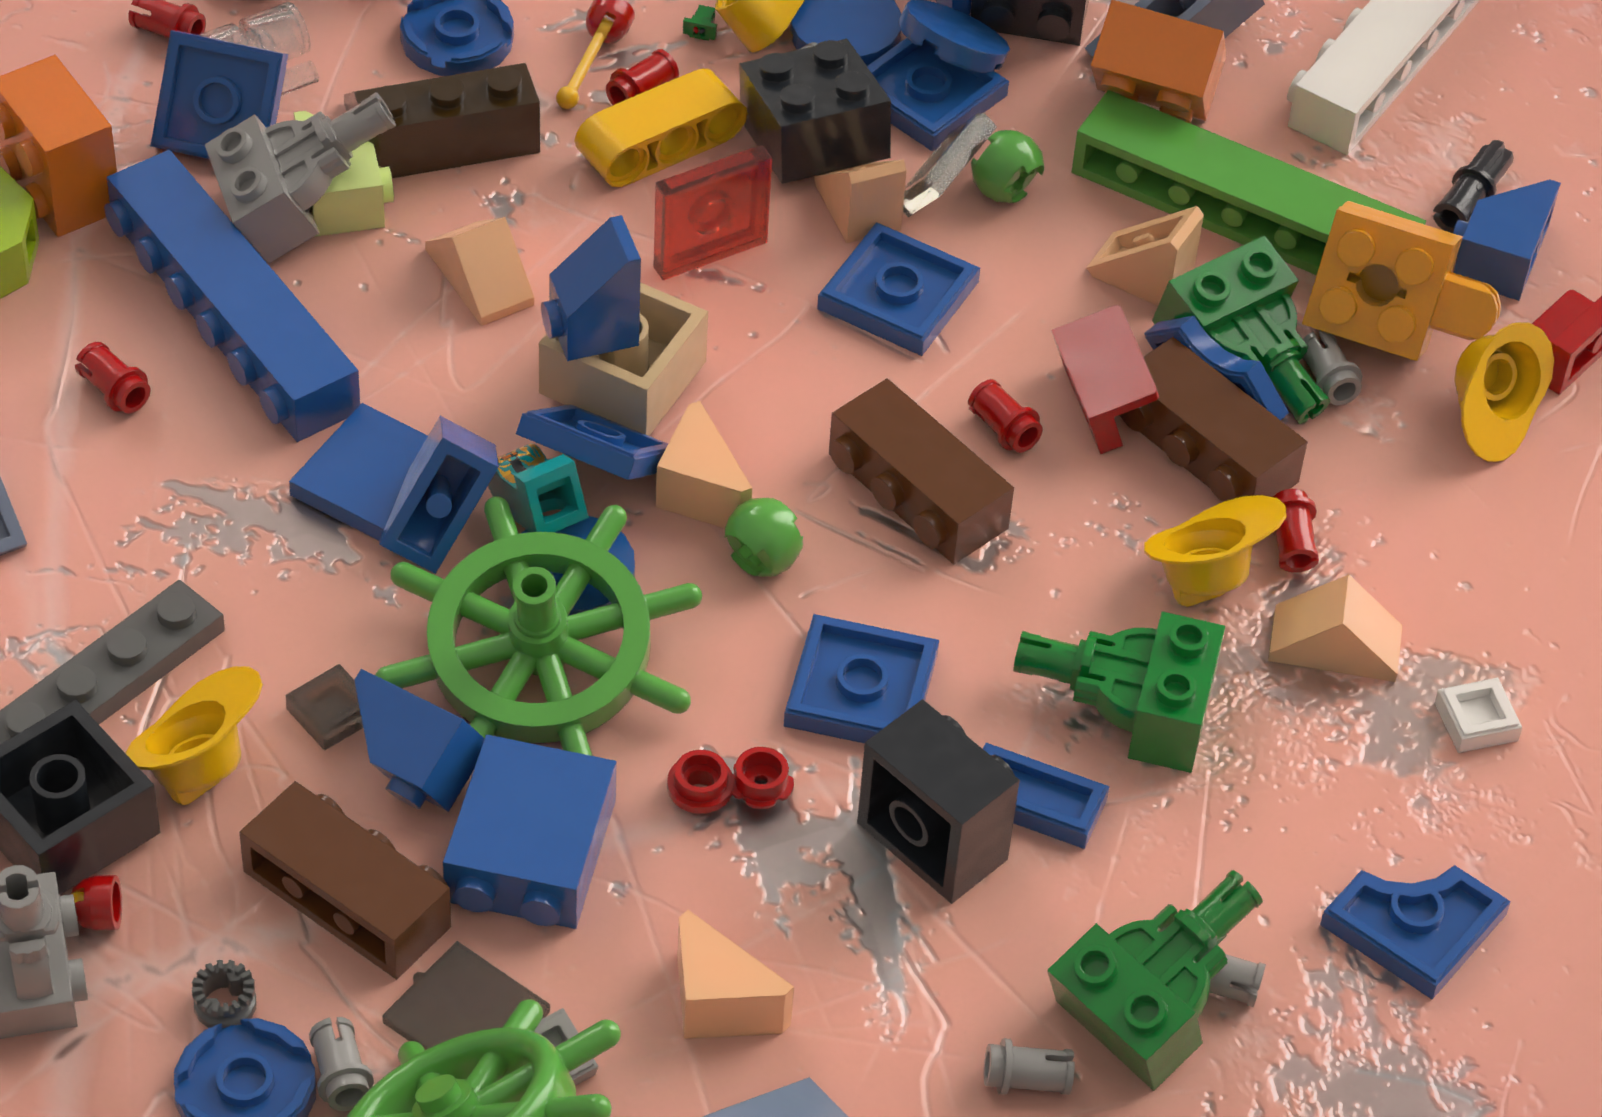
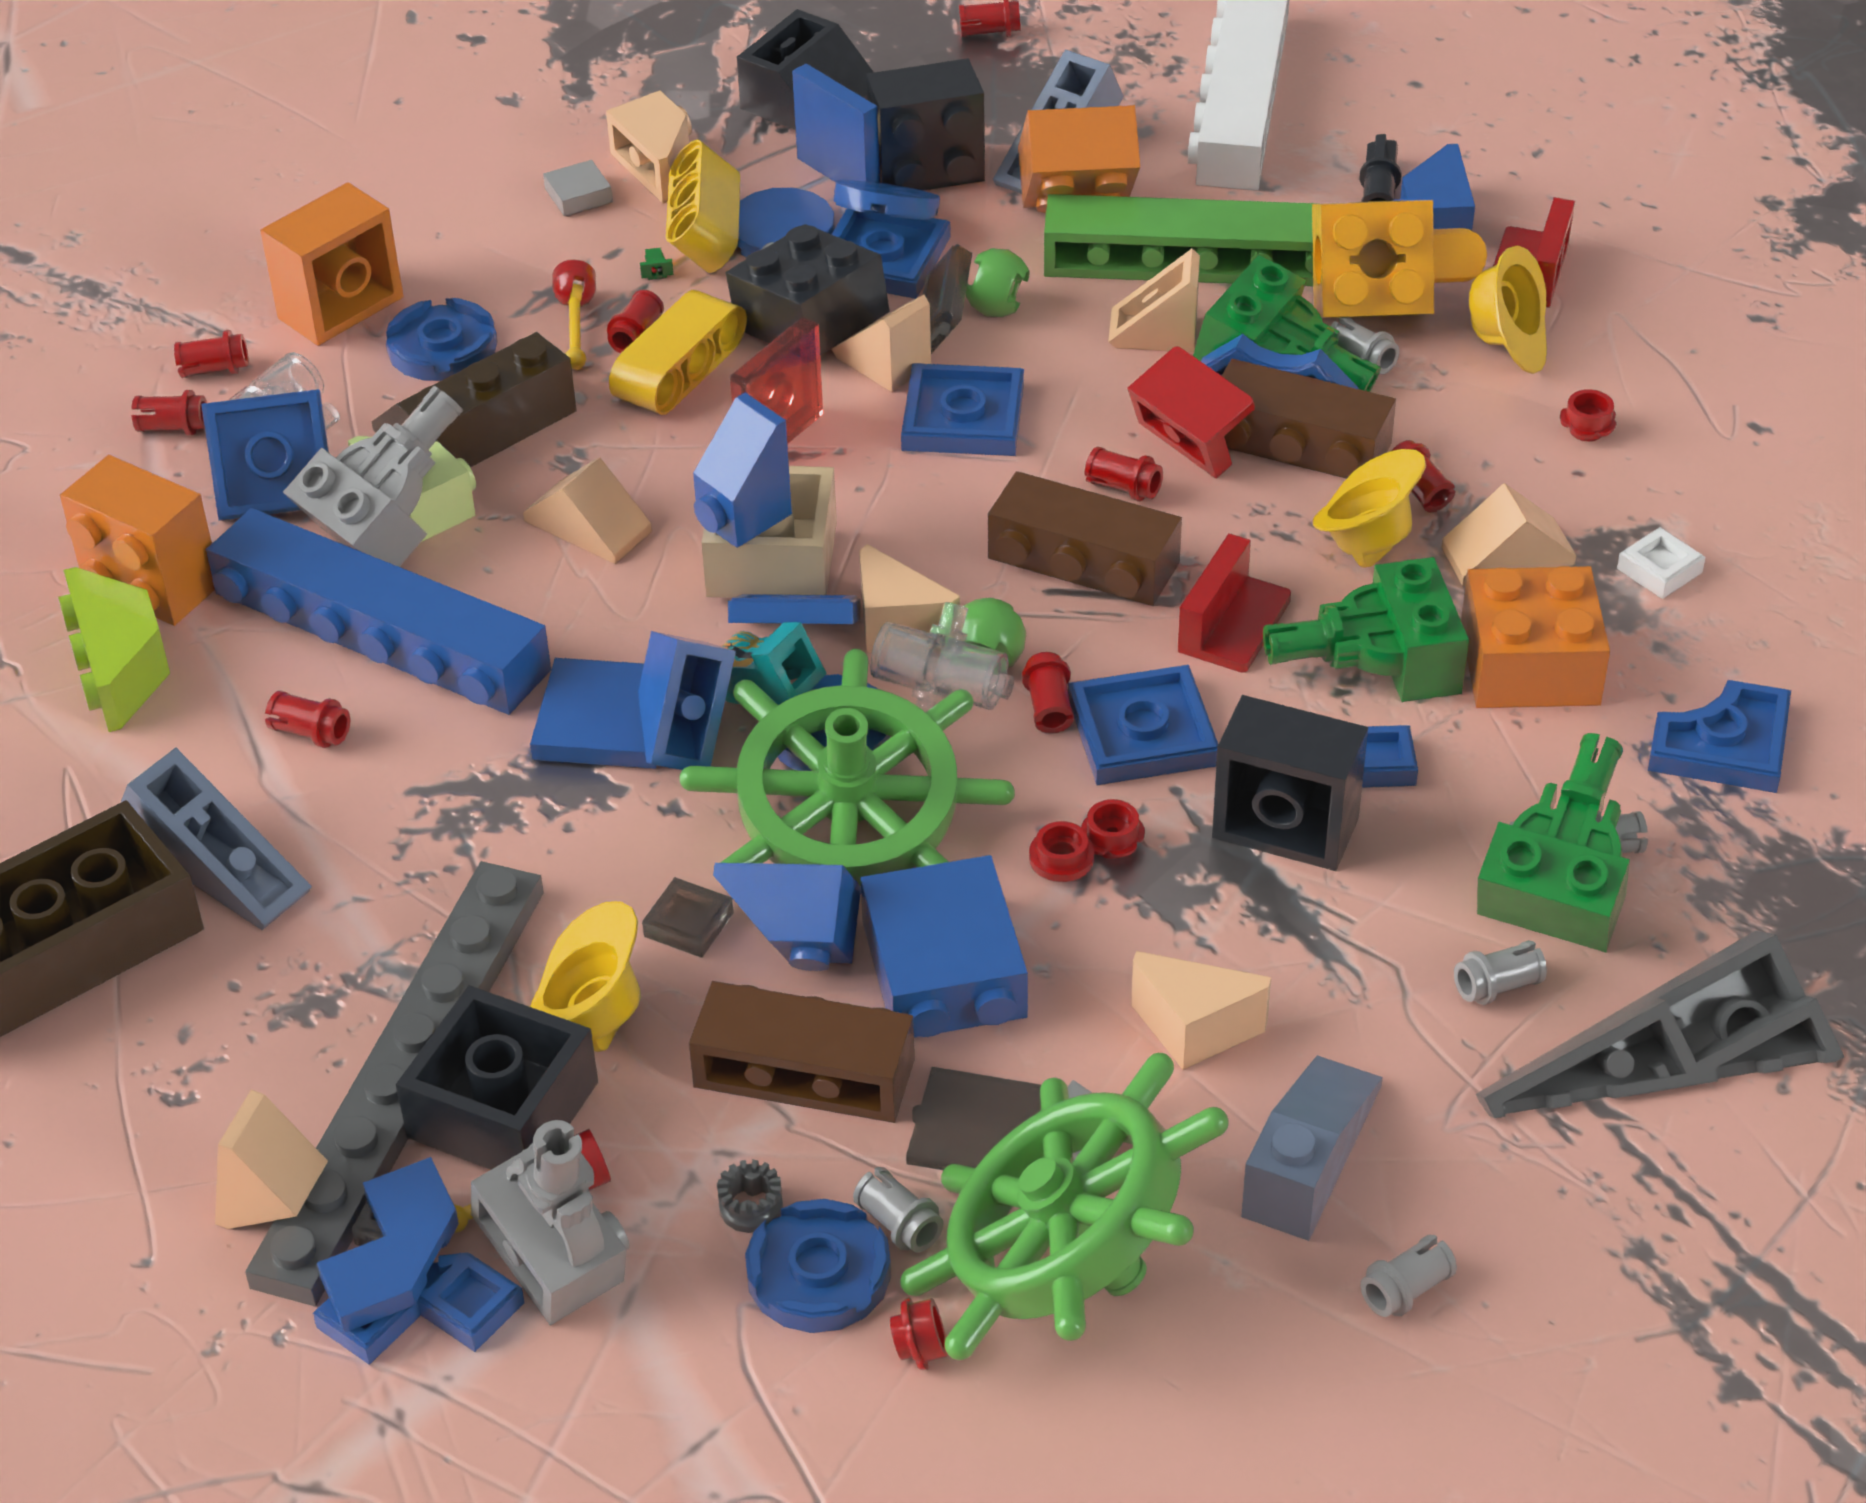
camera: 20 degrees left, 5 degrees down
(697, 549) = (940, 662): none -> clear pin
(794, 603) = (1047, 681): none -> red pin
(1014, 594) = (1228, 609): none -> red panel
(1284, 745) = (1535, 637): none -> orange brick
(1509, 529) = (1589, 415): none -> red plate

